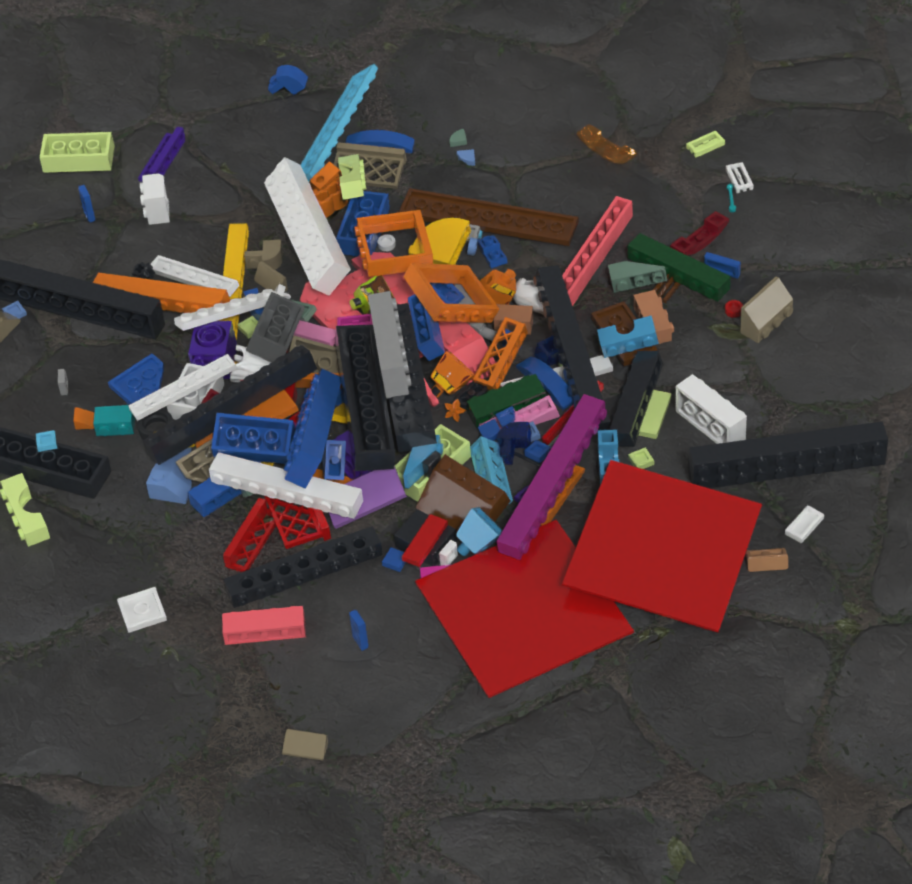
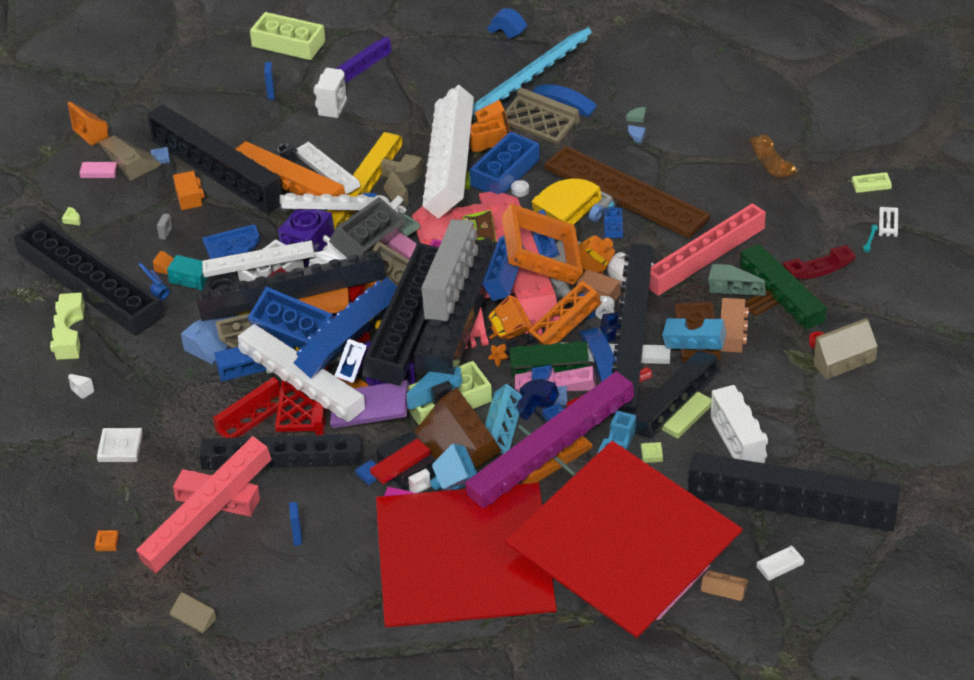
camera: 20 degrees right, 5 degrees down
(46, 441) = (114, 270): medium azure tile -> none
(65, 338) = (188, 190): none -> orange brick
(71, 564) = (81, 385): none -> white slope
(91, 444) = (158, 287): none -> blue plant
(182, 704) = (107, 540): none -> orange tile
(265, 640) = (204, 504): none -> coral brick
(353, 176) = (517, 116): yellowish green arch -> none
(387, 223) = (515, 167): orange window -> none
(489, 430) = (519, 380): blue tile -> none
(532, 337) = (606, 306): none -> white wheel
(563, 493) = (555, 458): none -> sand green piece
(723, 264) = (827, 296): blue tile -> none

